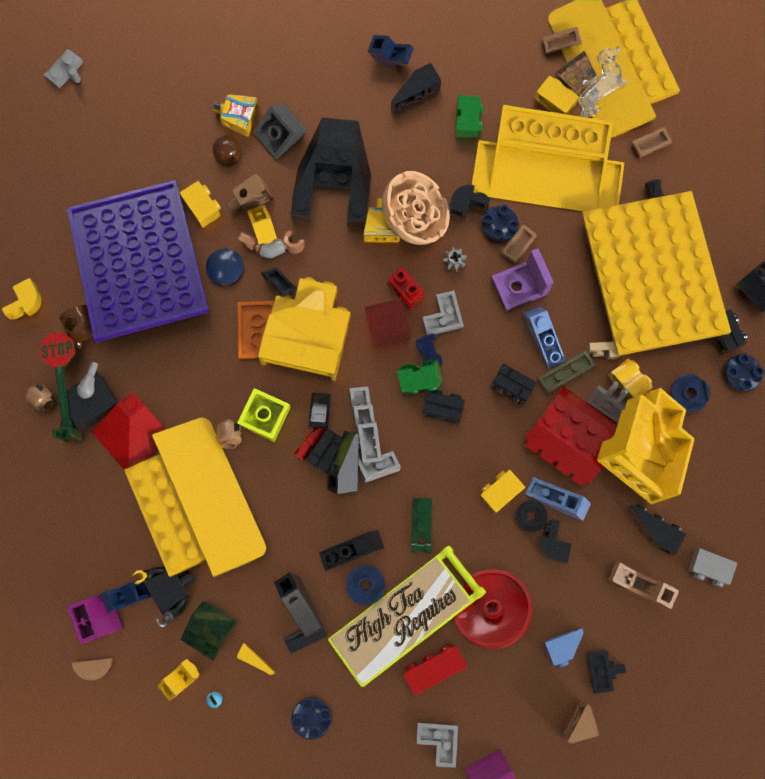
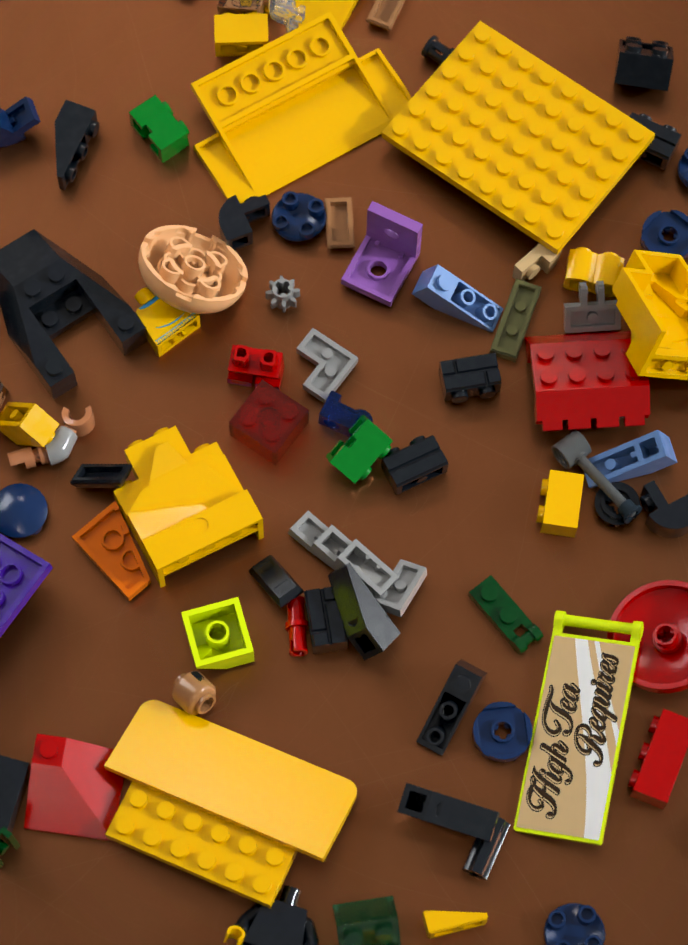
camera: 40 degrees left, 10 degrees down
(532, 469) = (573, 451): none -> dark grey piece

